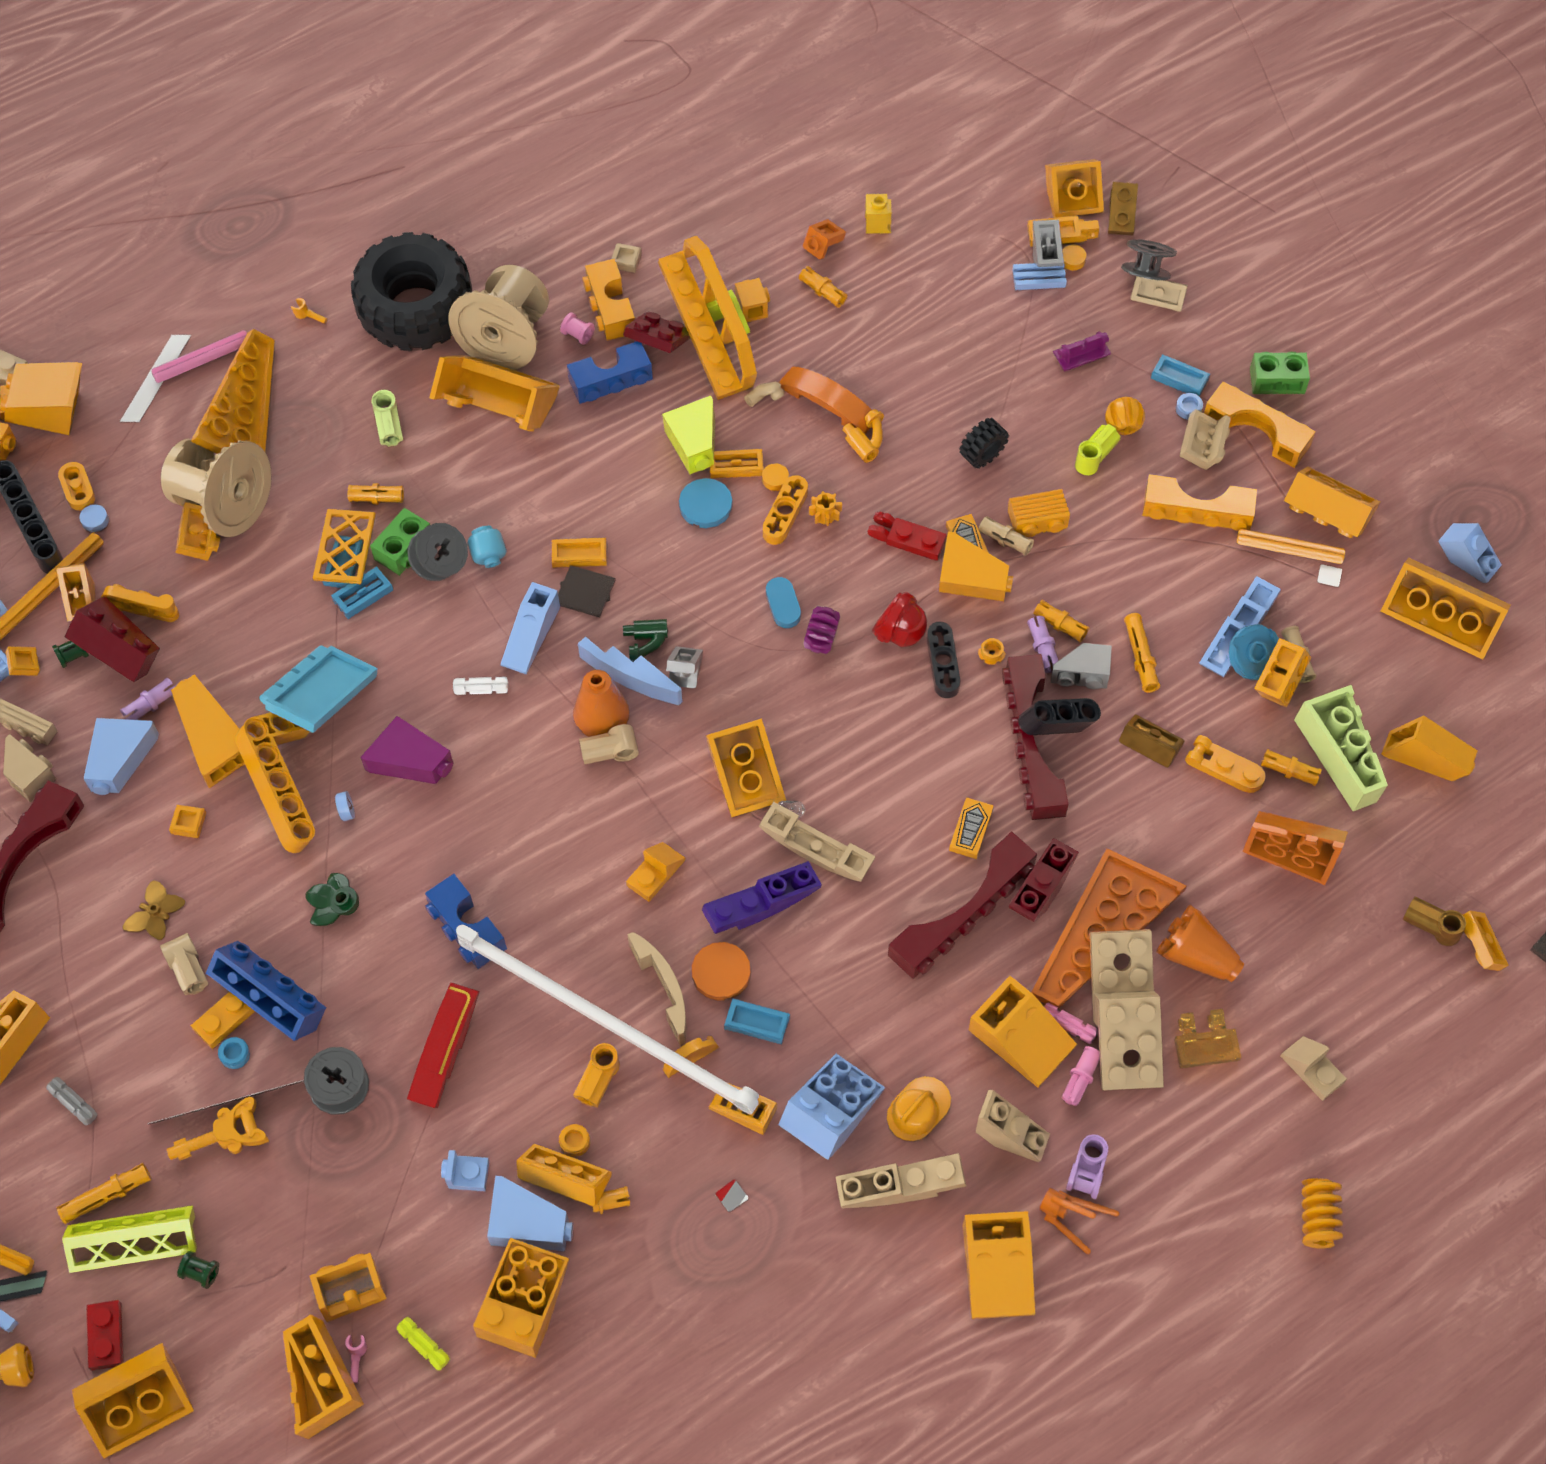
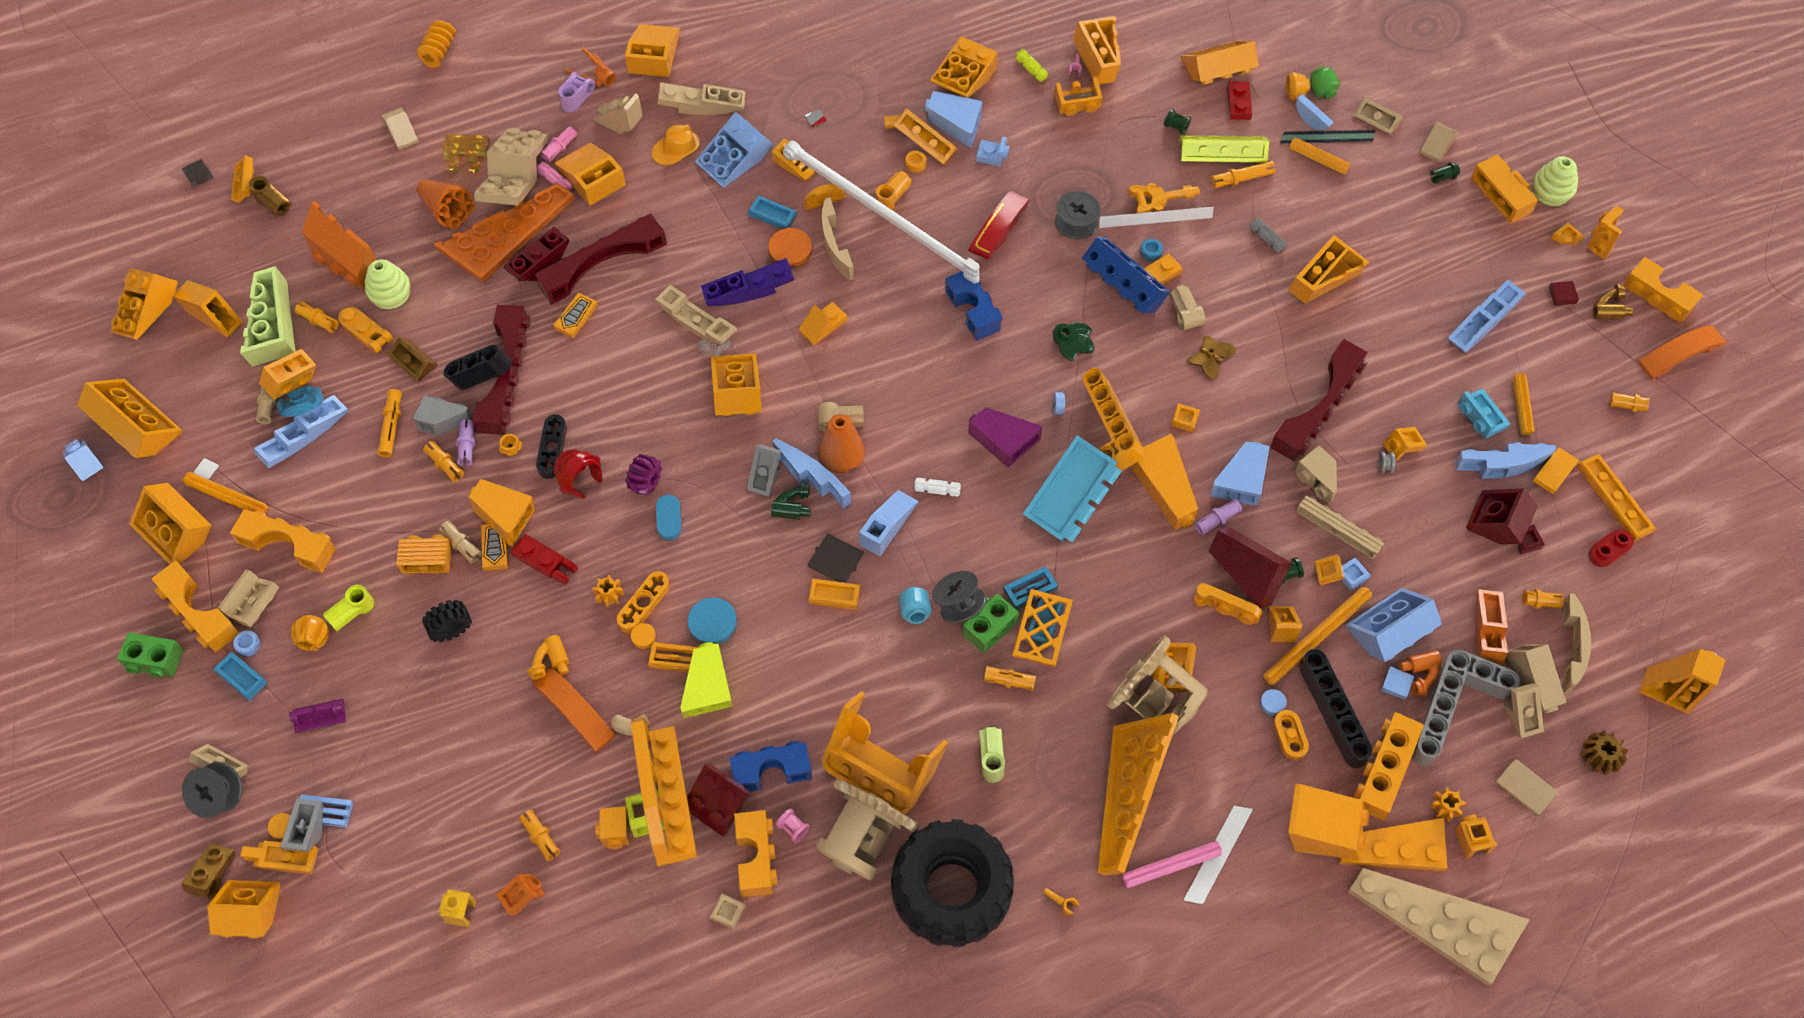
camera: 170 degrees left, 0 degrees up
(1219, 815) = (386, 285): none -> yellowish green piece
(1508, 738) = (142, 302): none -> light orange slope

